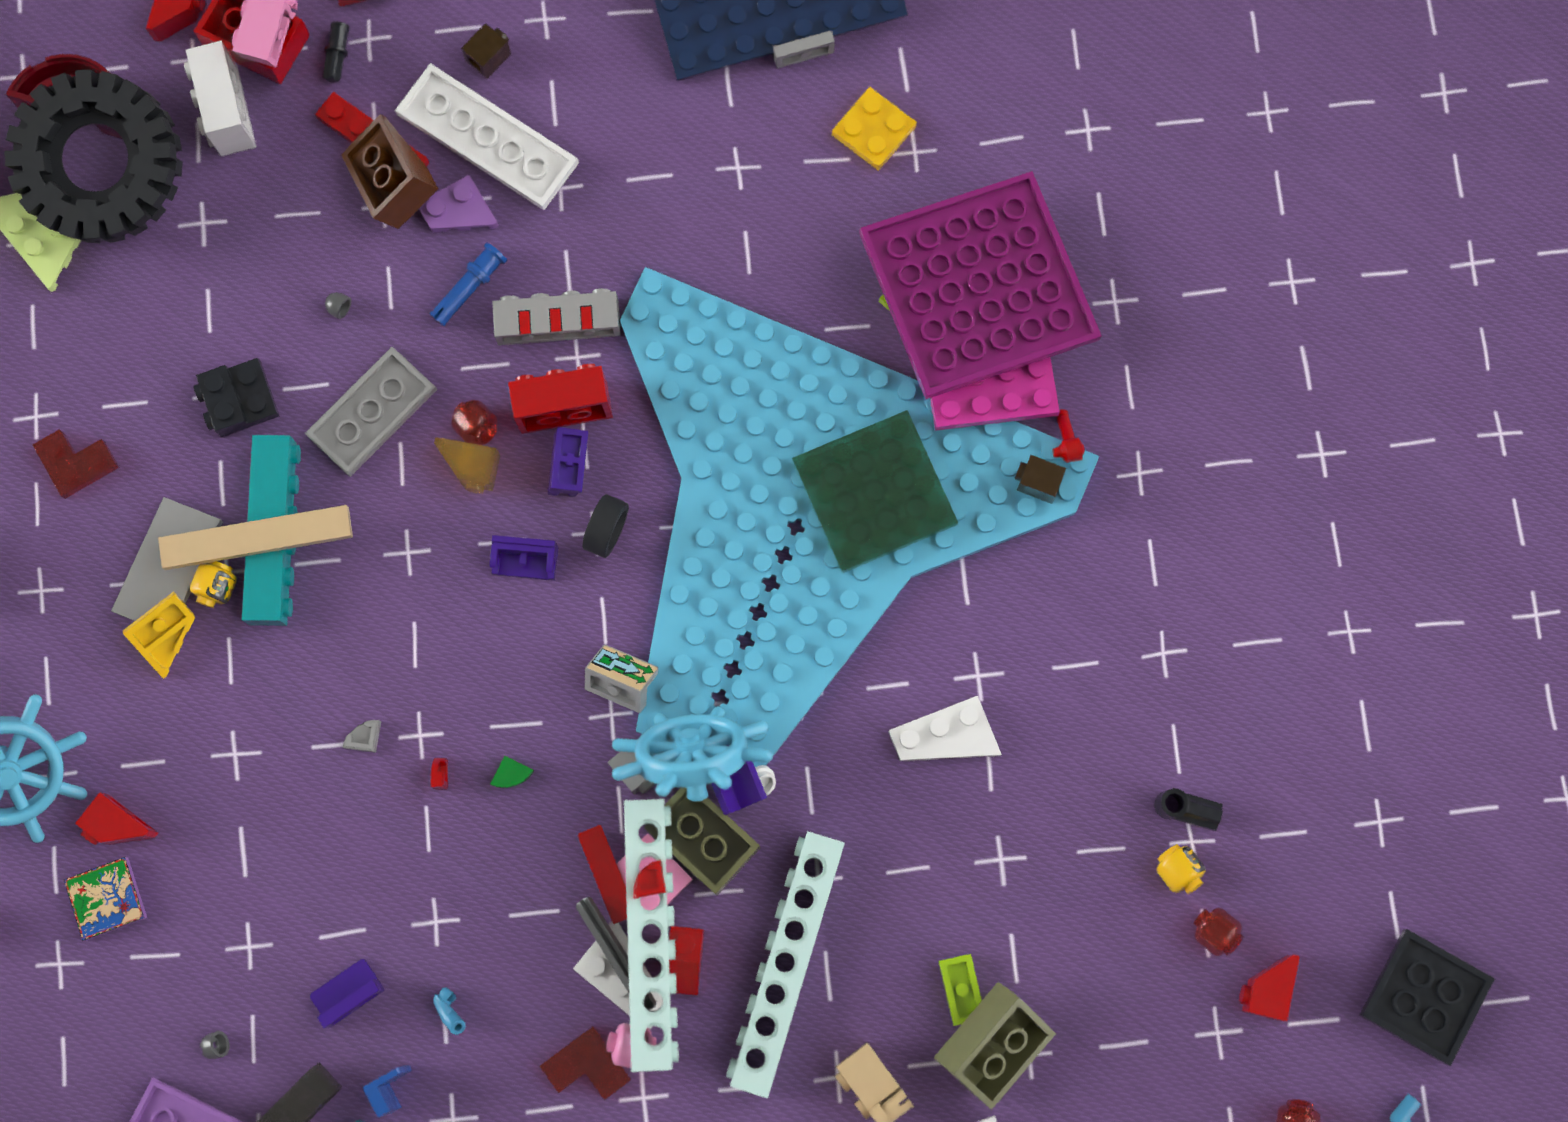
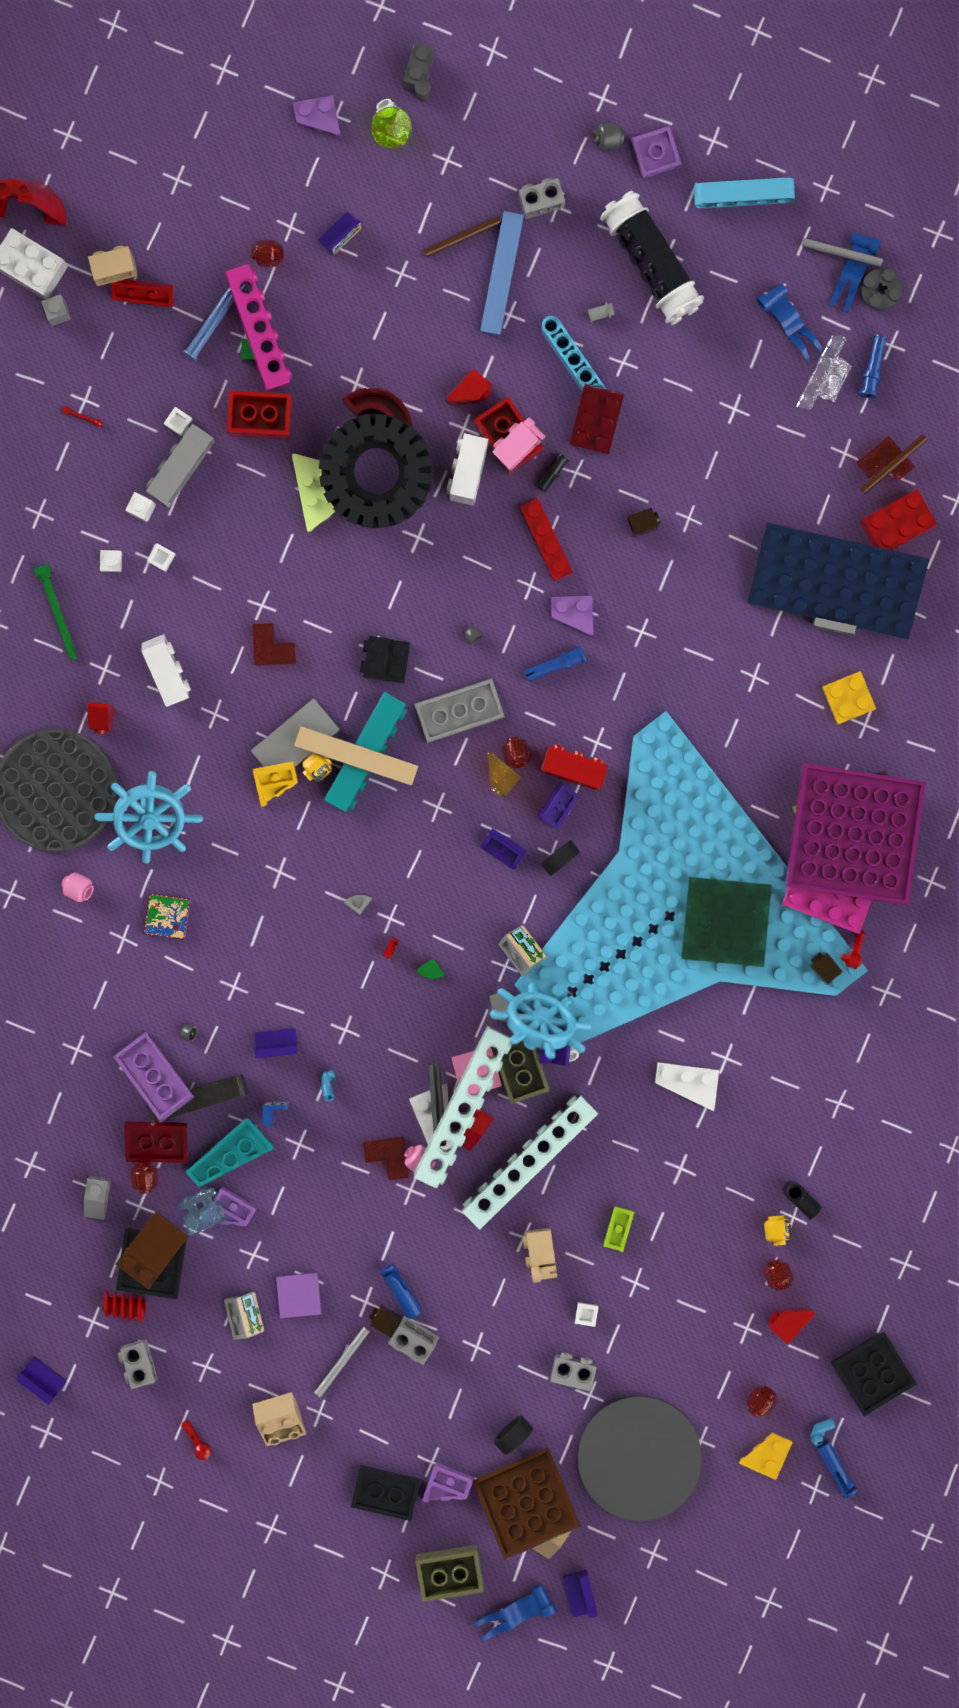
camera: 25 degrees right, 10 degrees up
(112, 823) = (192, 876): red slope -> none
(388, 173) = (544, 571): reddish brown slope -> none
(487, 136) = (615, 577): white plate -> none
(556, 317) = (598, 714): light grey brick -> none
(605, 872) = (455, 1056): red sticker -> none
(649, 881) = (479, 1080): red tile -> none
(995, 1045) = (619, 1269): olive brick -> none

